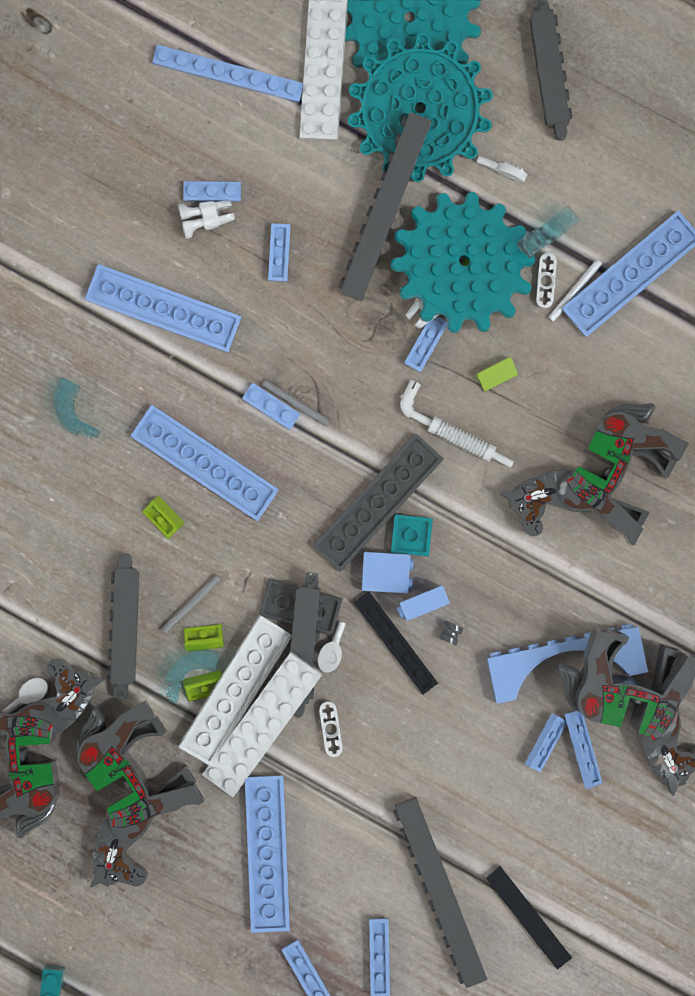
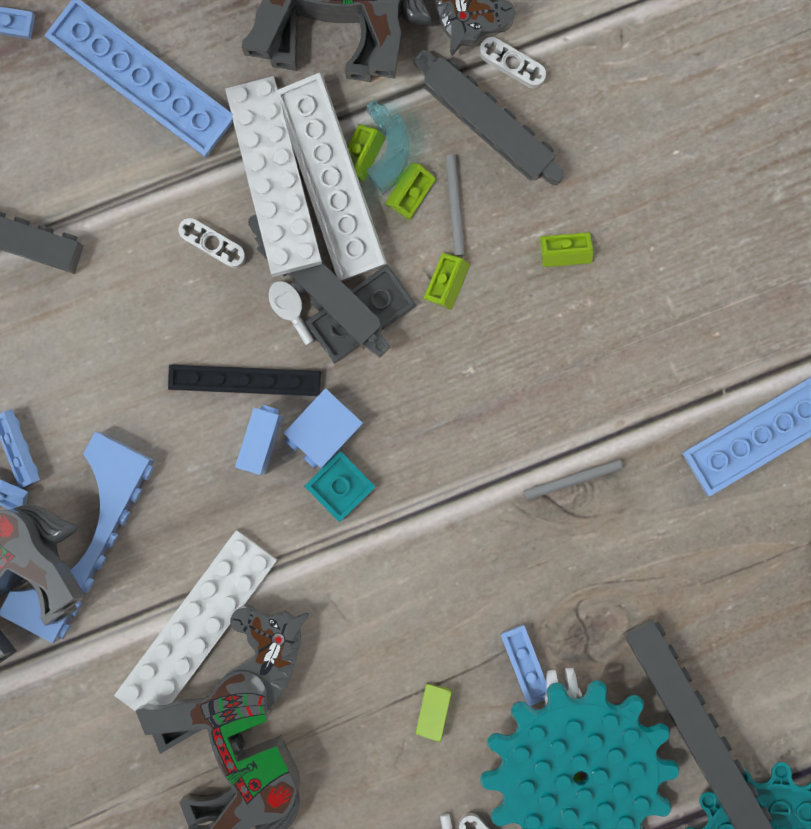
camera: 135 degrees right, 0 degrees up
(64, 406) = (763, 240): clear light blue arch -> none
(81, 624) = (511, 52): none -> white beam
(204, 462) = (588, 335): light blue plate -> none
(239, 572) = (447, 281): none -> lime slope
(271, 406) = (590, 451): light blue plate -> none
(279, 252) = (743, 590): light blue plate -> none
(378, 502) = (402, 480): dark grey plate -> none
(448, 431) = (415, 612): white piece -> none
(451, 632) = (206, 443): dark grey wheel -> none
(559, 552) = (197, 624): none -> white plate

